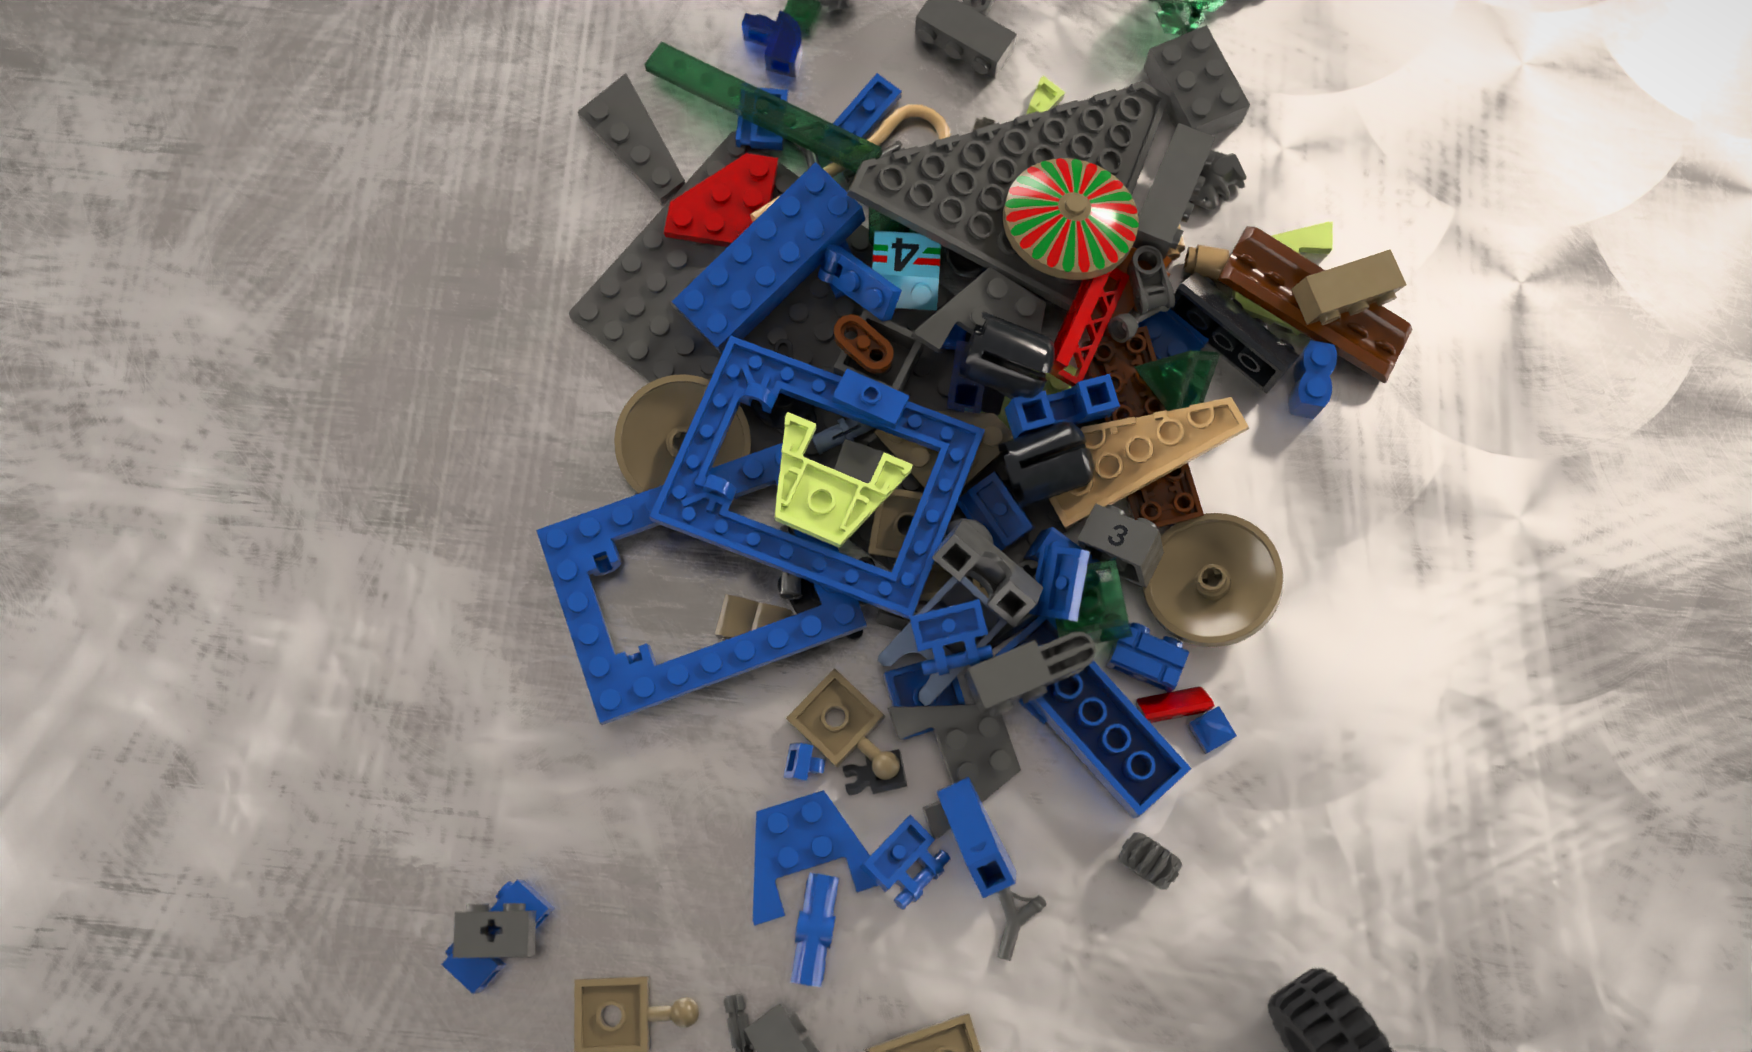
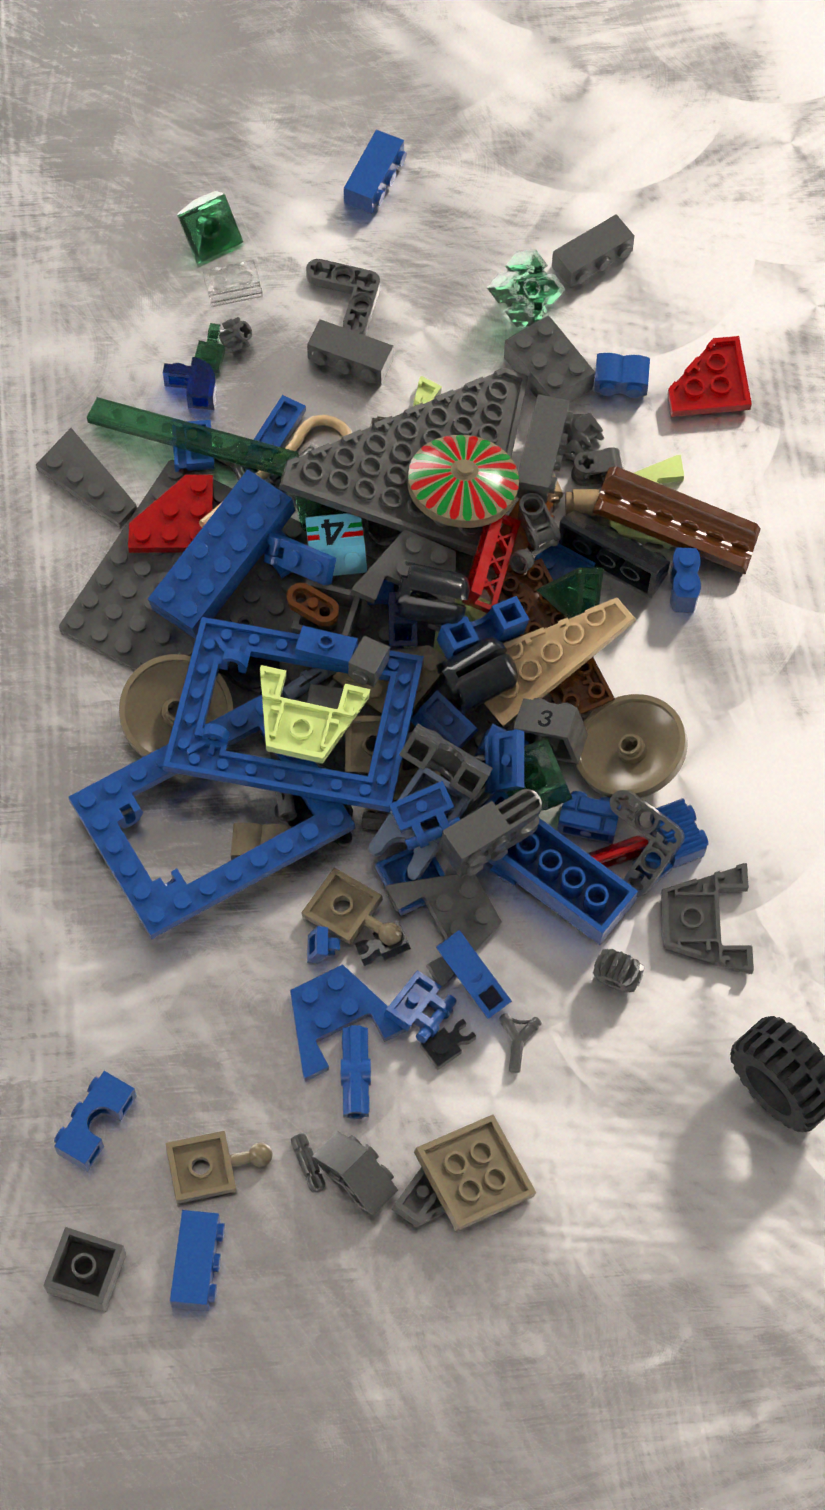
camera: 10 degrees left, 10 degrees down
(472, 935) = (111, 1111): dark grey brick -> none
(917, 428) = (368, 661): none -> dark grey brick
(927, 912) = (445, 1045): none -> black plate
(1224, 711) = (657, 842): none -> dark grey beam
(1229, 220) = (595, 465): none -> dark grey piece
(1251, 806) = (693, 919): none -> dark grey wing
(1252, 695) = (694, 841): none -> blue brick
(1280, 112) = (622, 374): none -> blue brick
(1349, 288) = (699, 501): dark tan brick -> none
(1386, 137) = (712, 381): none -> red plate

